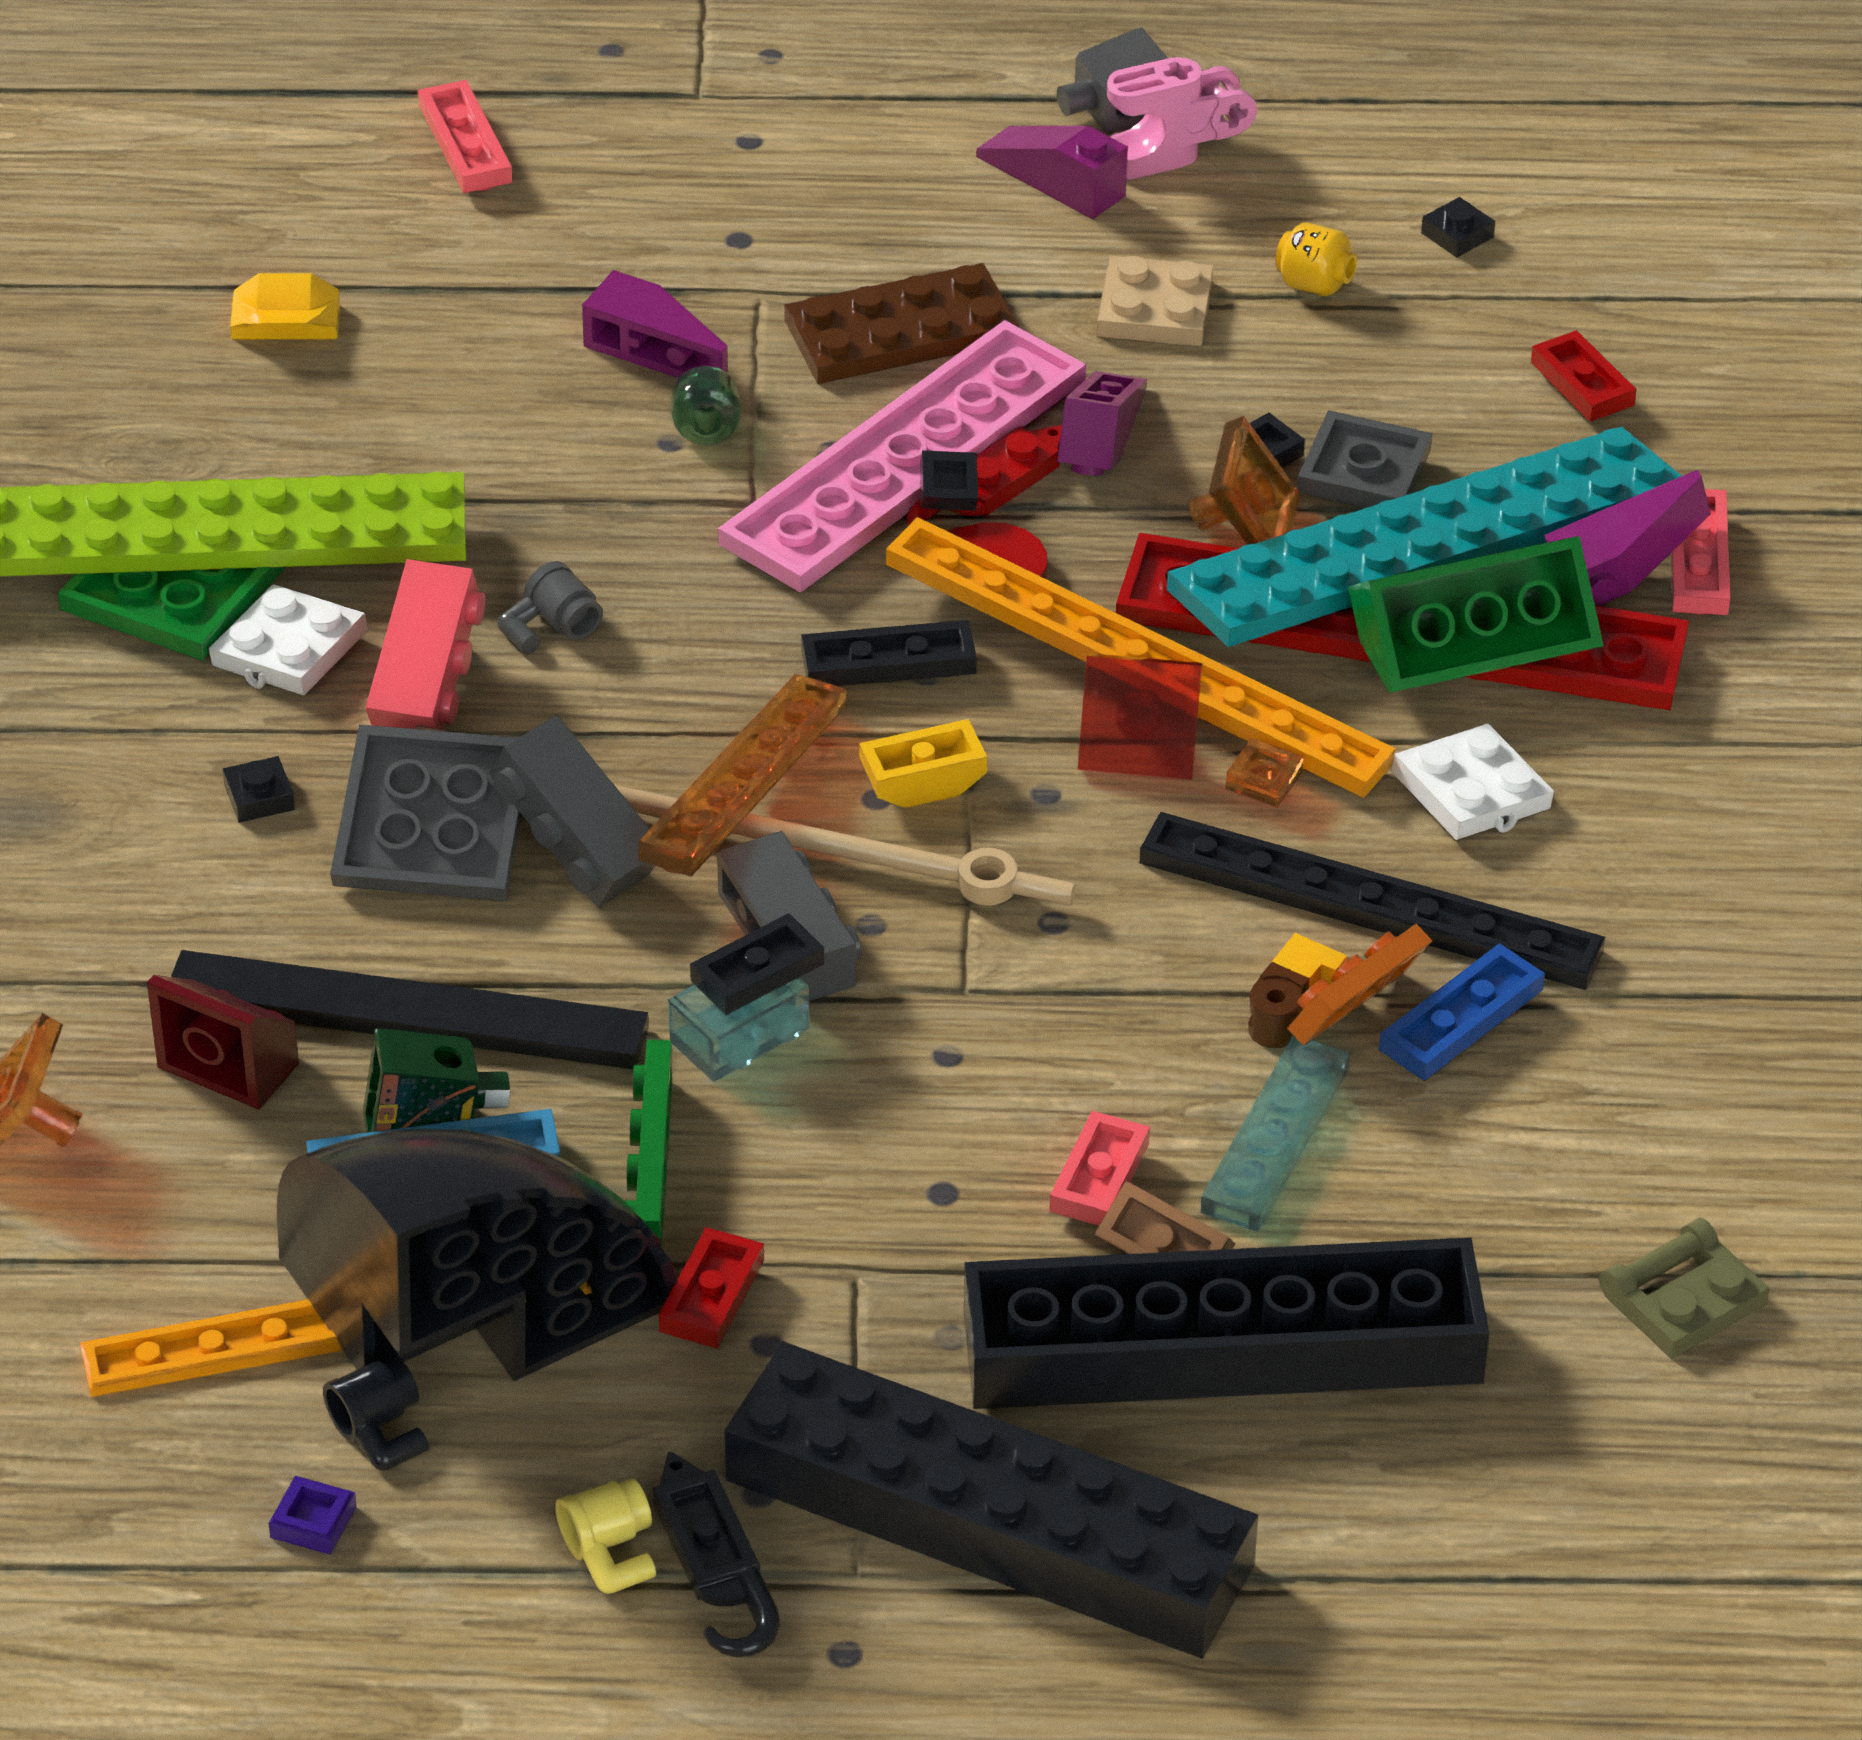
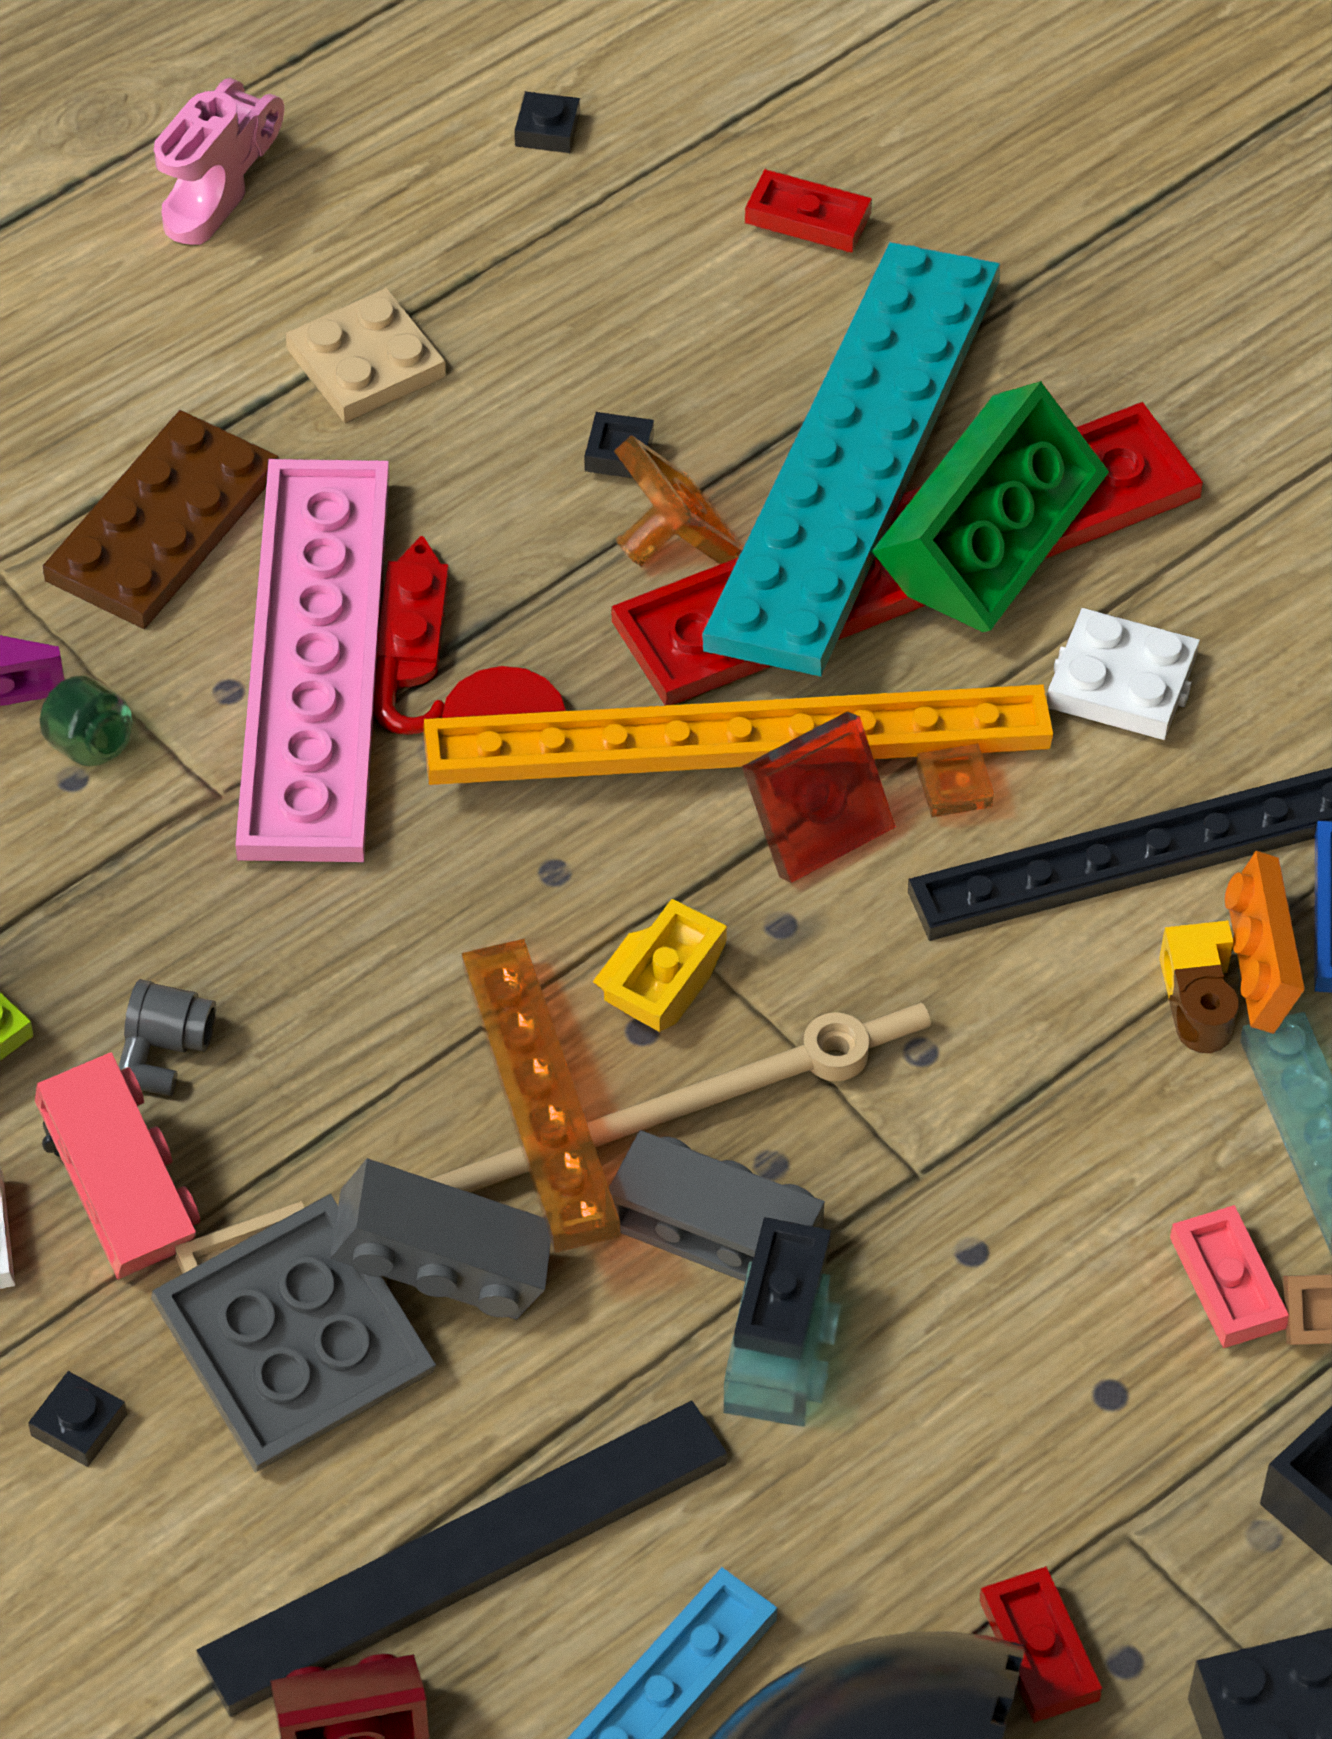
camera: 40 degrees left, 10 degrees up
(426, 1081) = (598, 1635): dark green torso -> none
(651, 1132) = (831, 1523): green plate -> none
(890, 653) = (515, 875): black plate -> none
(948, 480) = (402, 661): black plate -> none
(1063, 162) = (145, 259): magenta slope -> none
(1092, 74) = (112, 144): dark grey torso -> none
(1099, 421) = (457, 509): magenta slope -> none
(1315, 259) = (477, 229): yellow head -> none
(1363, 461) = (719, 411): dark grey plate -> none
(1637, 534) = (1027, 344): magenta slope -> none
(1702, 564) = (1073, 326): coral plate -> none

